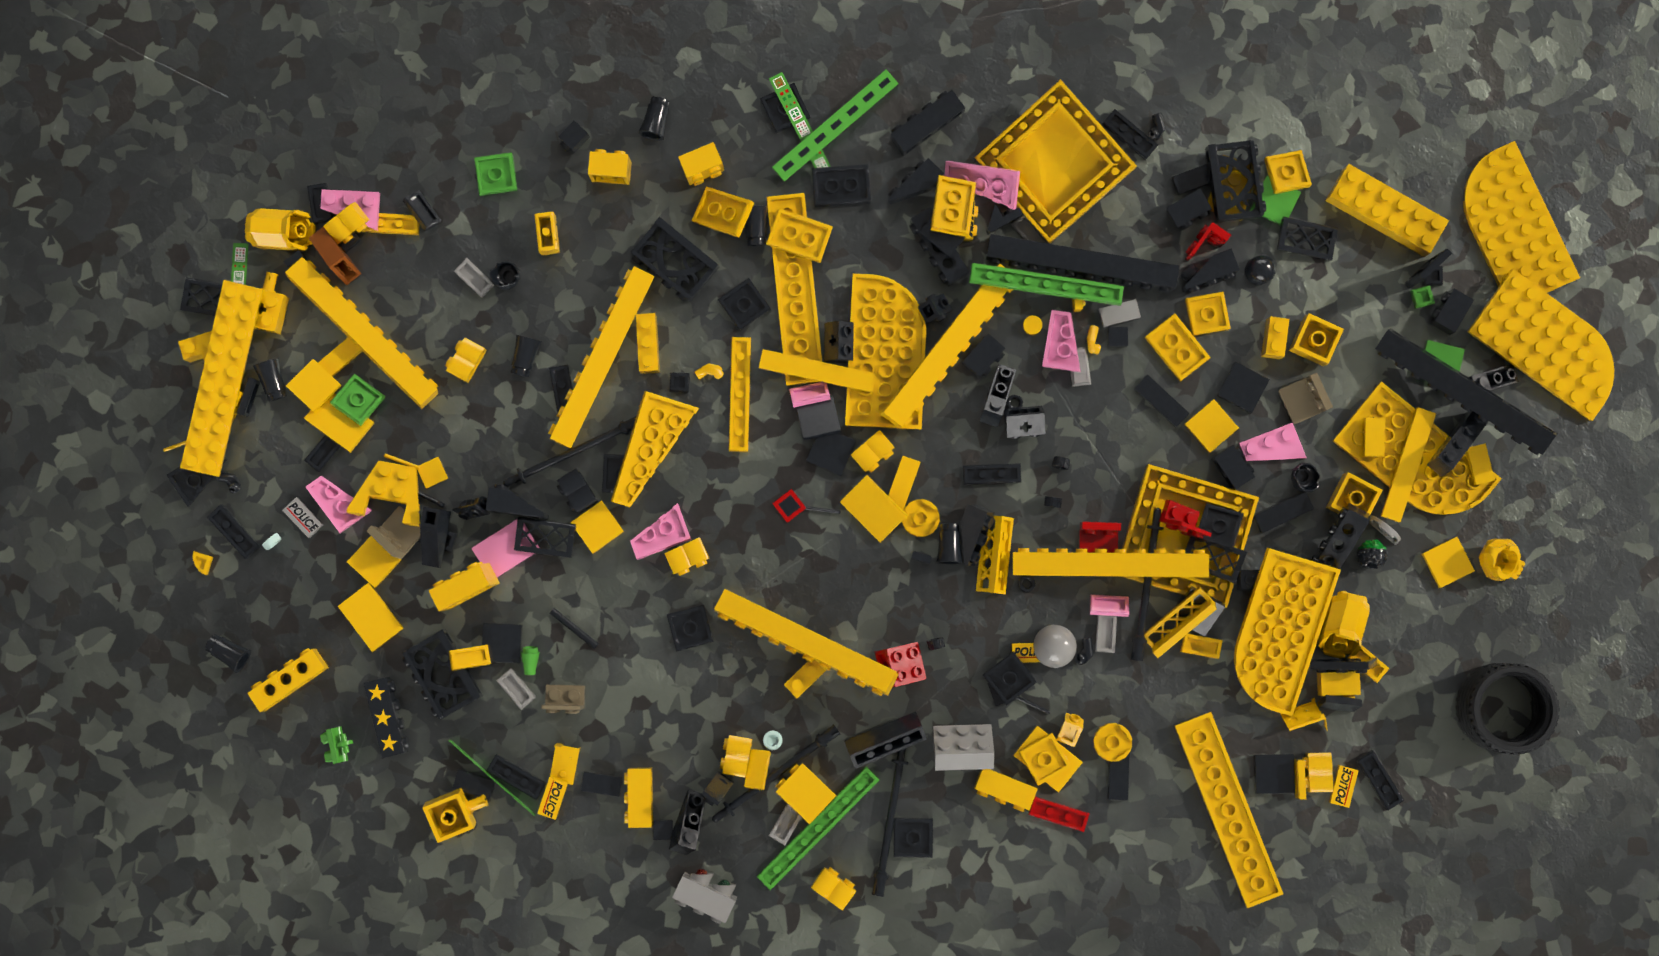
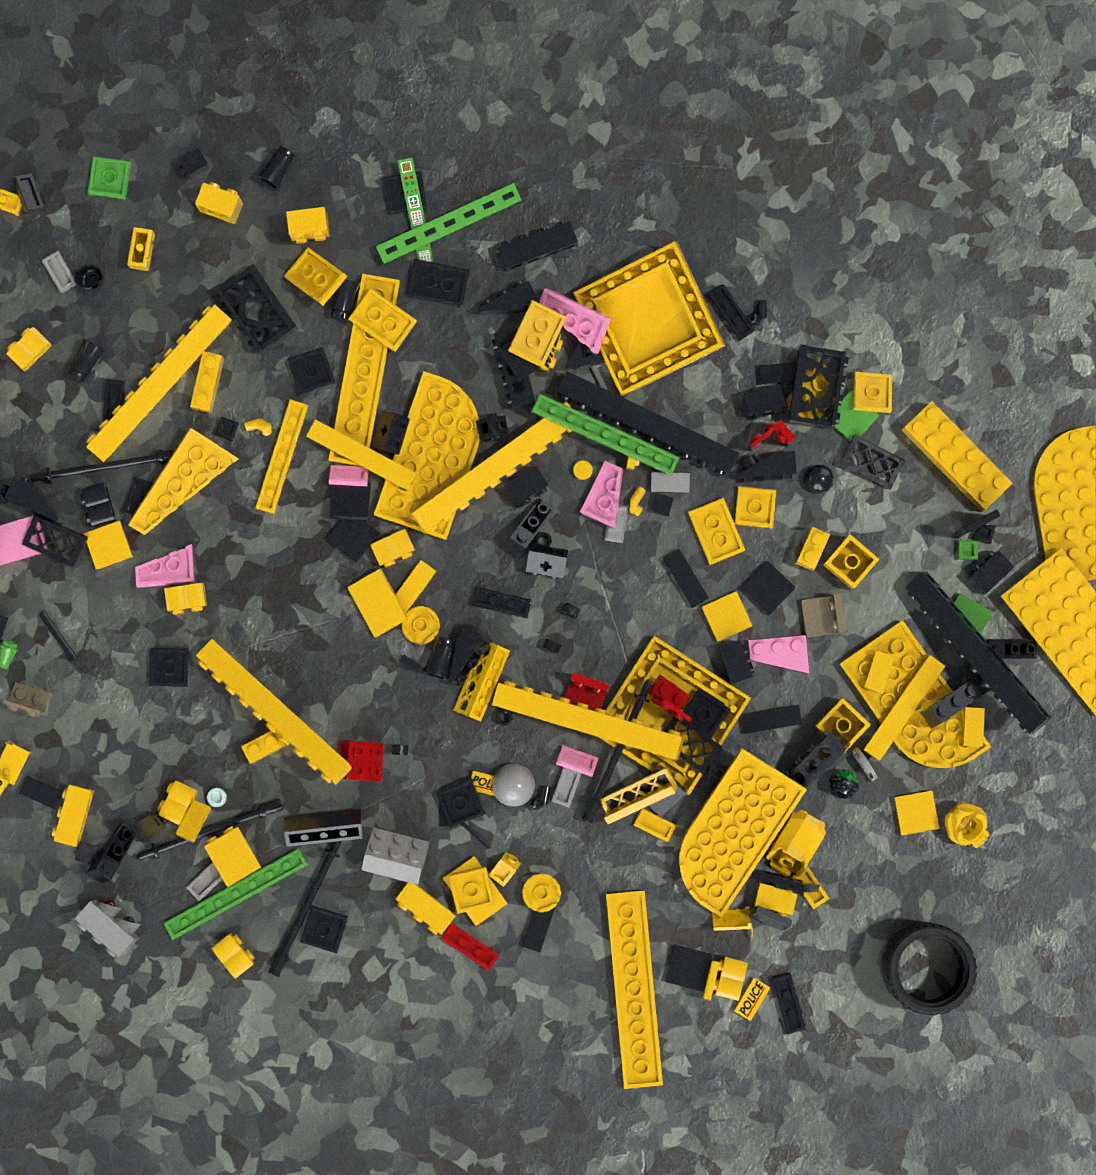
camera: 15 degrees right, 0 degrees up
(790, 506) = (299, 577): piece -> none
(1305, 477) = (802, 691): black hair -> none

